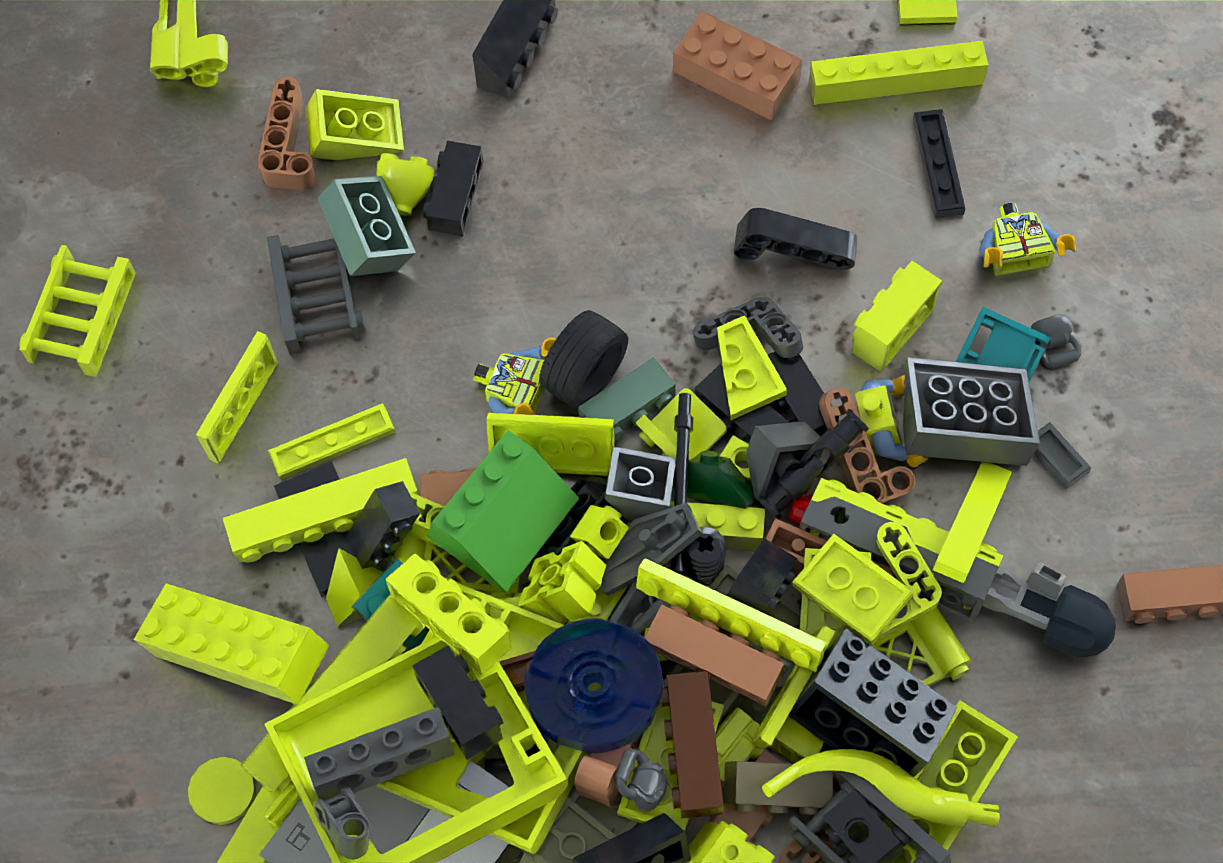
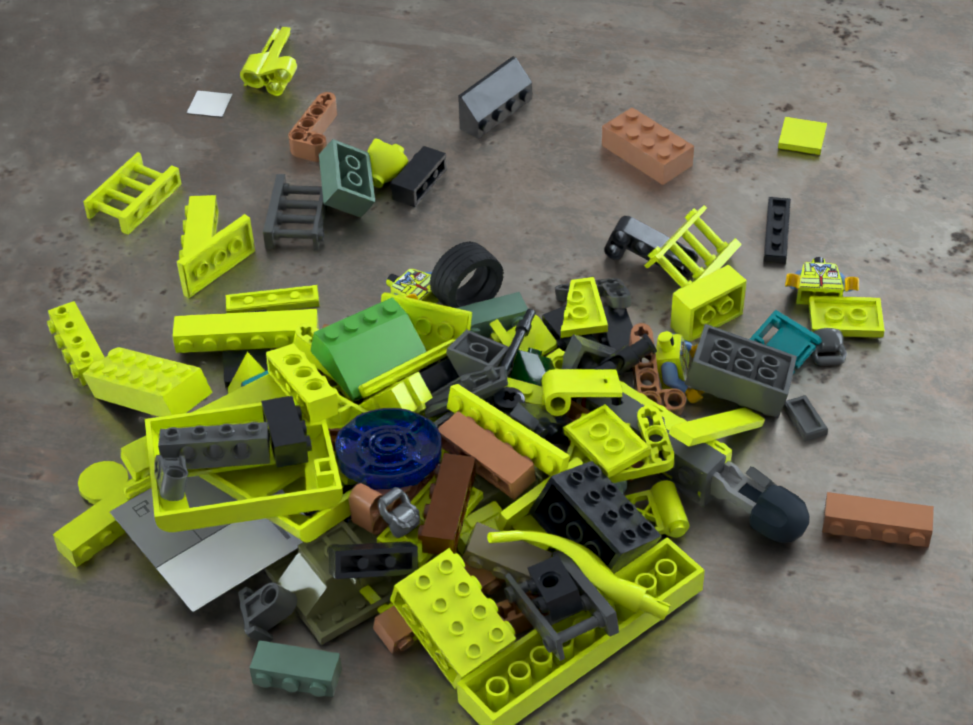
camera: 15 degrees right, 20 degrees down
(101, 579) = (75, 339): none -> neon yellow brick
(121, 122) = (209, 103): none -> white sticker
(195, 352) = (200, 223): none -> neon yellow brick
(352, 125) = (360, 126): neon yellow slope -> none
(382, 525) = (284, 329): black brick -> none
(558, 524) = (404, 370): none -> neon yellow axle
(589, 529) = (446, 371): neon yellow brick -> none
(791, 512) = (563, 384): none -> neon yellow door
(879, 241) = (712, 262): none -> neon yellow fence
(898, 72) = (764, 170): neon yellow brick -> none
(1064, 285) = (848, 314): none -> neon yellow plate

